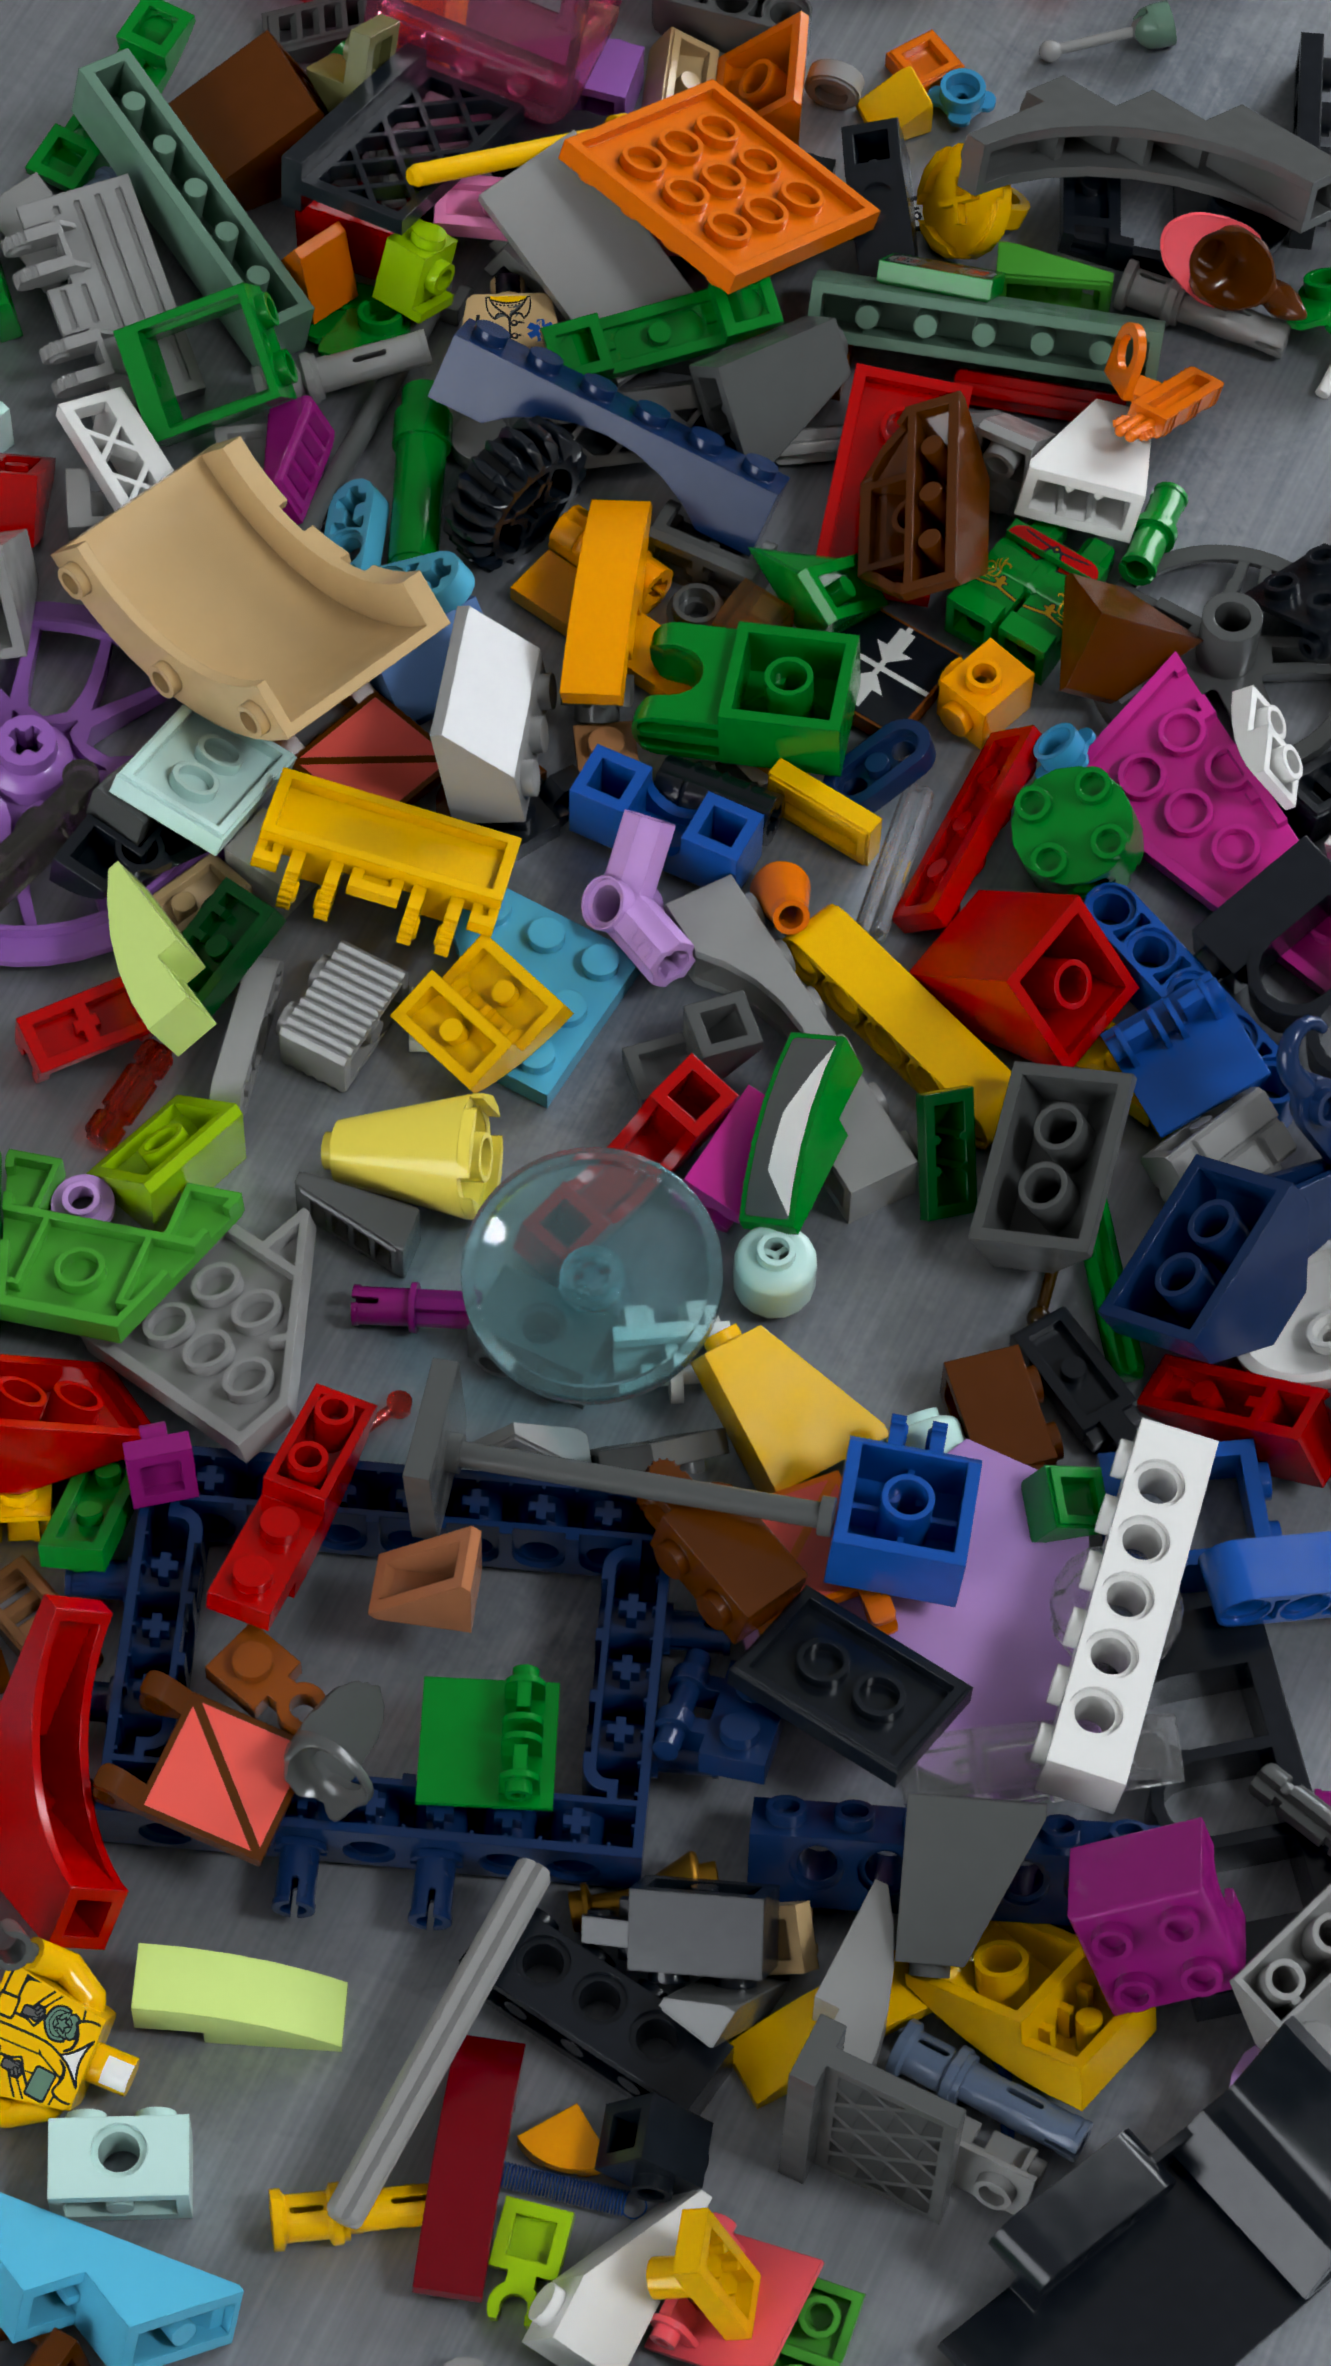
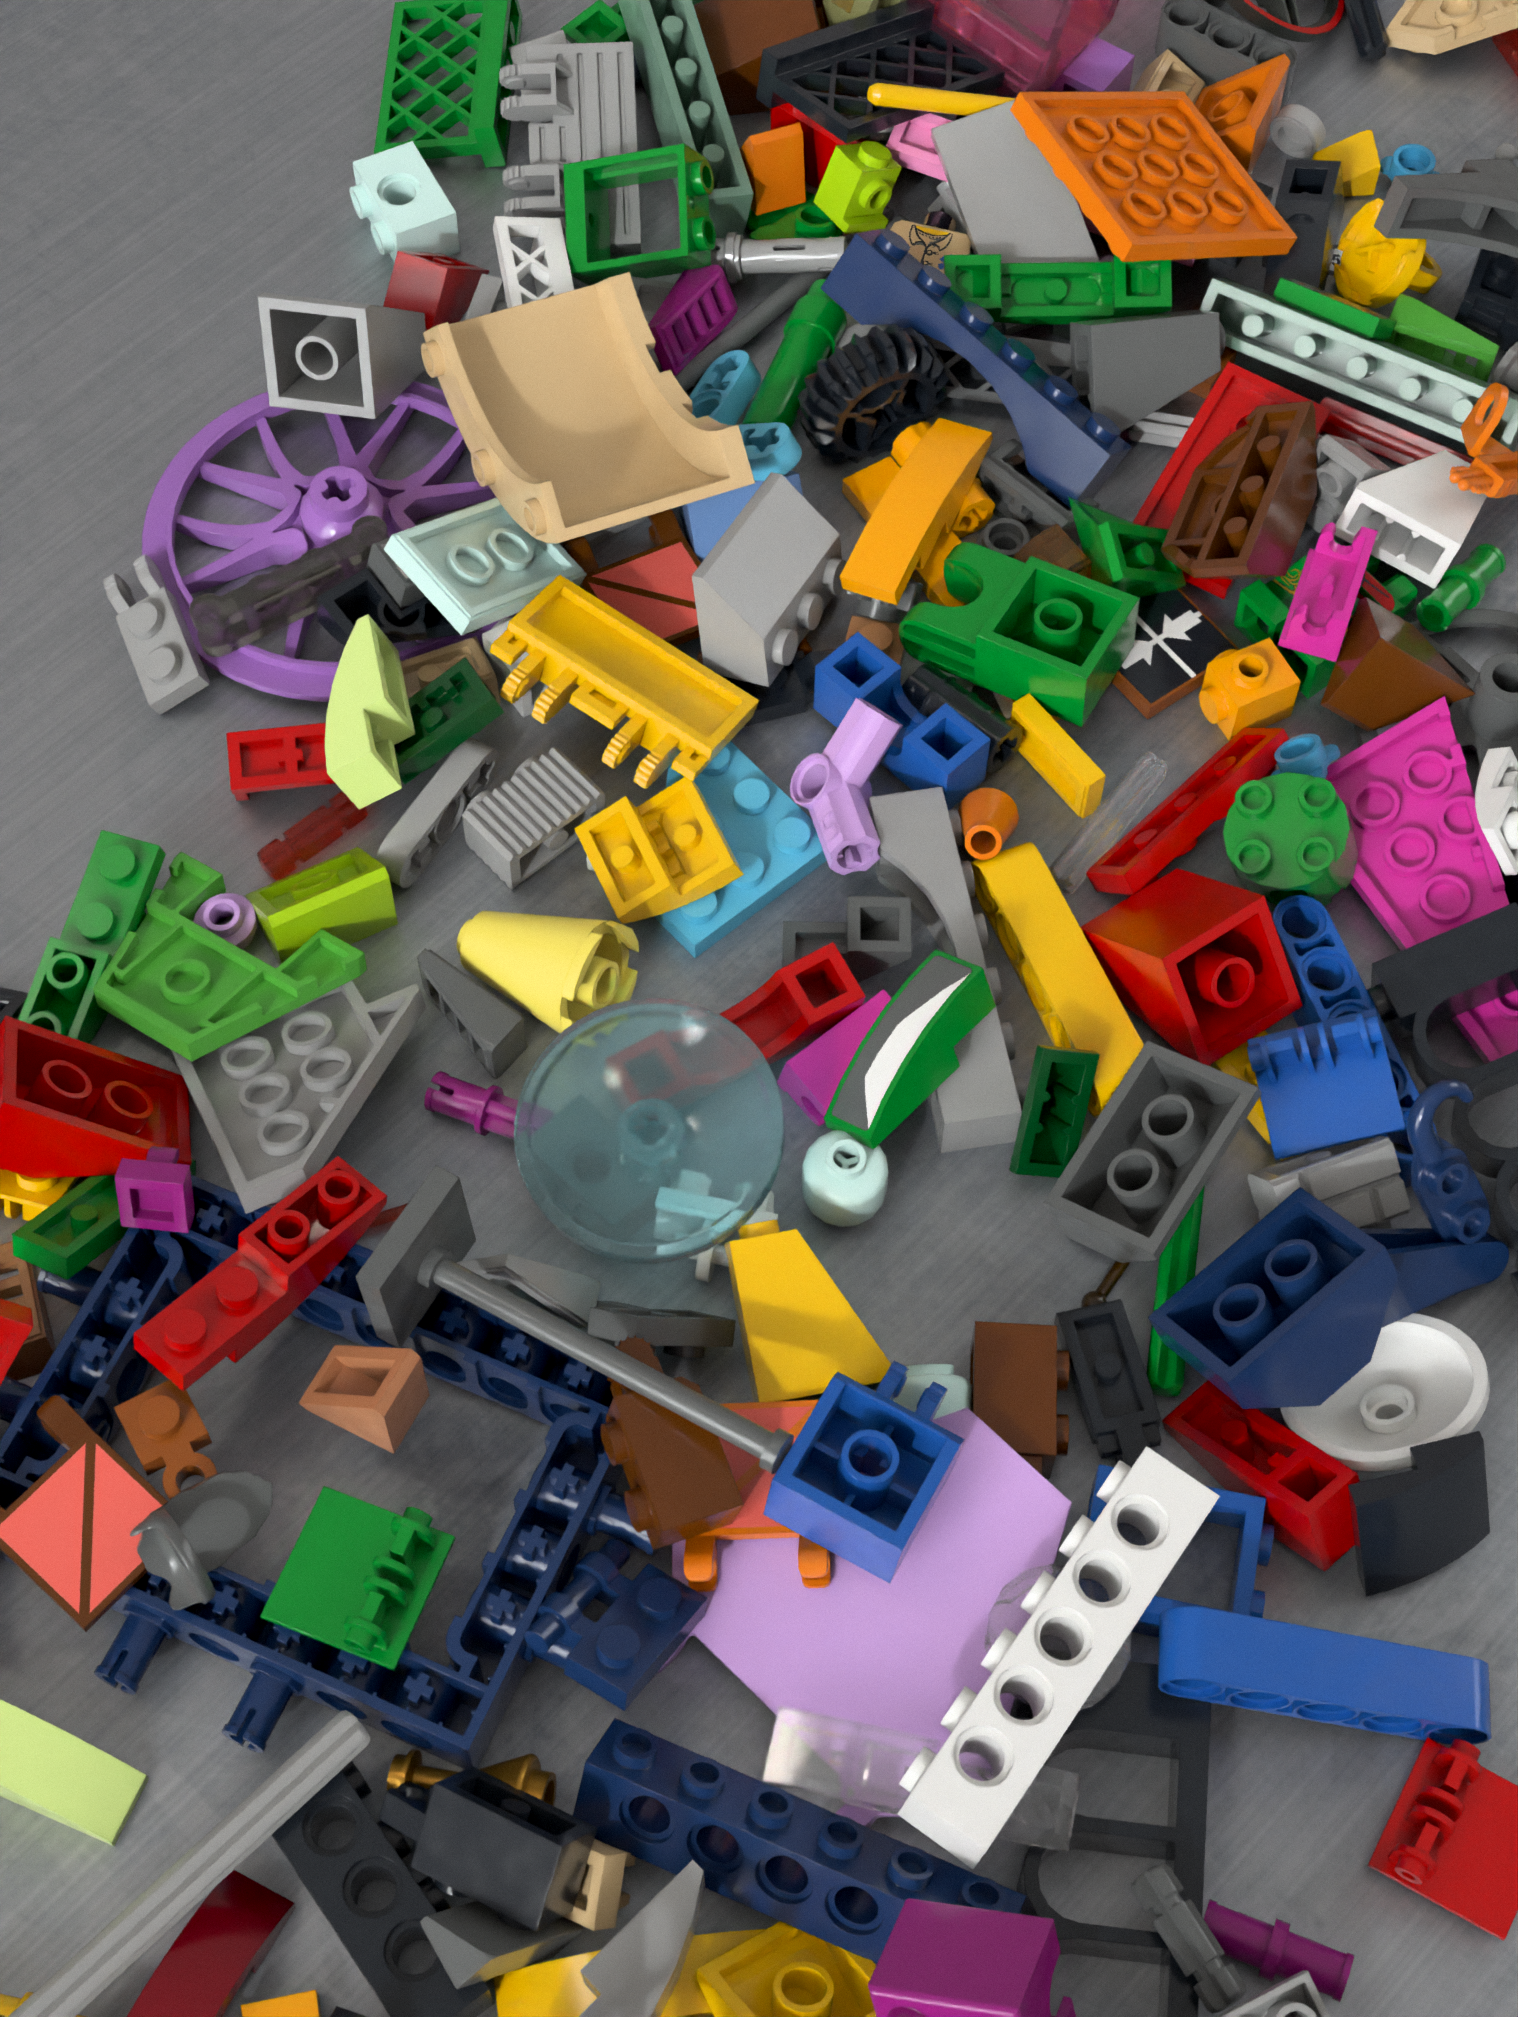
camera: 20 degrees right, 0 degrees up
(850, 1686) = (749, 1636): black tile -> none
(876, 765) = (1129, 728): dark blue plate -> none
(926, 56) = (1389, 131): orange tile -> none
(956, 1872) = (776, 1882): dark grey slope -> none
(1033, 579) = (1327, 594): none -> dark pink hinge
(1062, 1502) = (1041, 1505): green slope -> none

